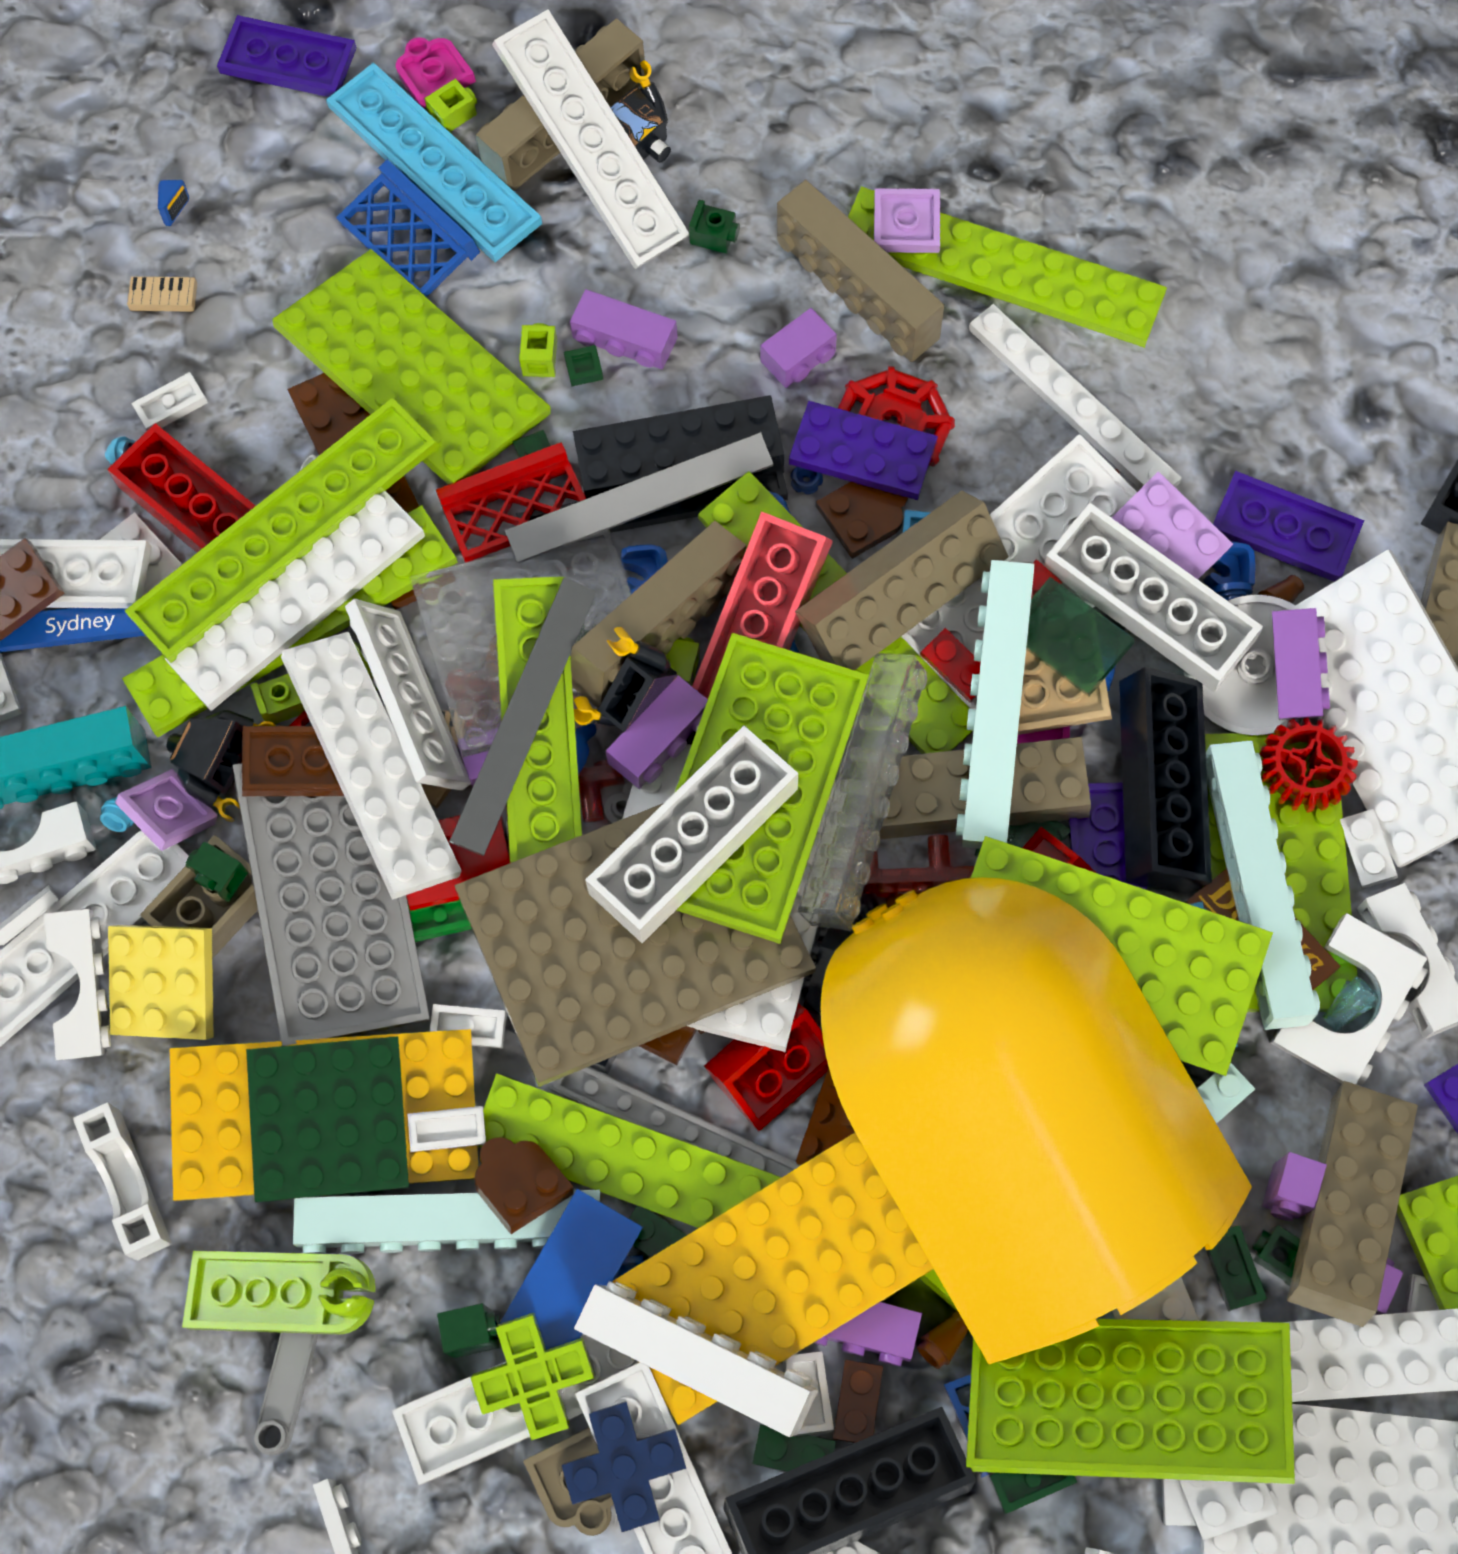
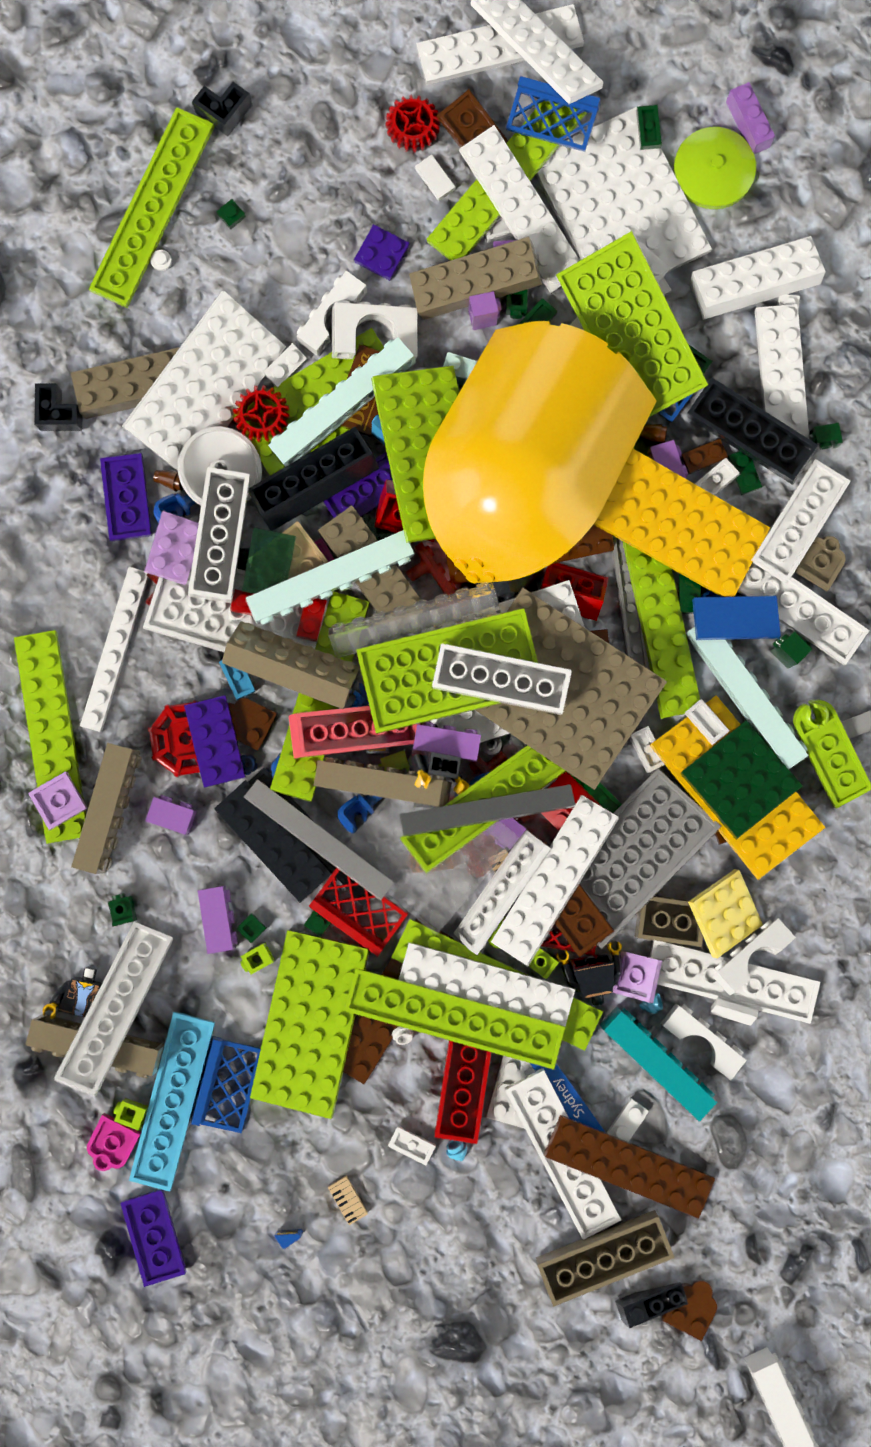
camera: 125 degrees left, 15 degrees up
(133, 1203) = (837, 848): white arch -> none
(216, 870) = (658, 920): dark green brick -> none
(519, 1181) = (710, 670): reddish brown plate -> none
(532, 1376) = (793, 605): lime plate -> none
(623, 1466) = (804, 539): dark blue plate -> none
(697, 1359) = (742, 528): white brick -> none
(1299, 663) = (211, 442): medium lavender brick -> none
(1351, 1002) = (374, 330): clear light blue cone -> none

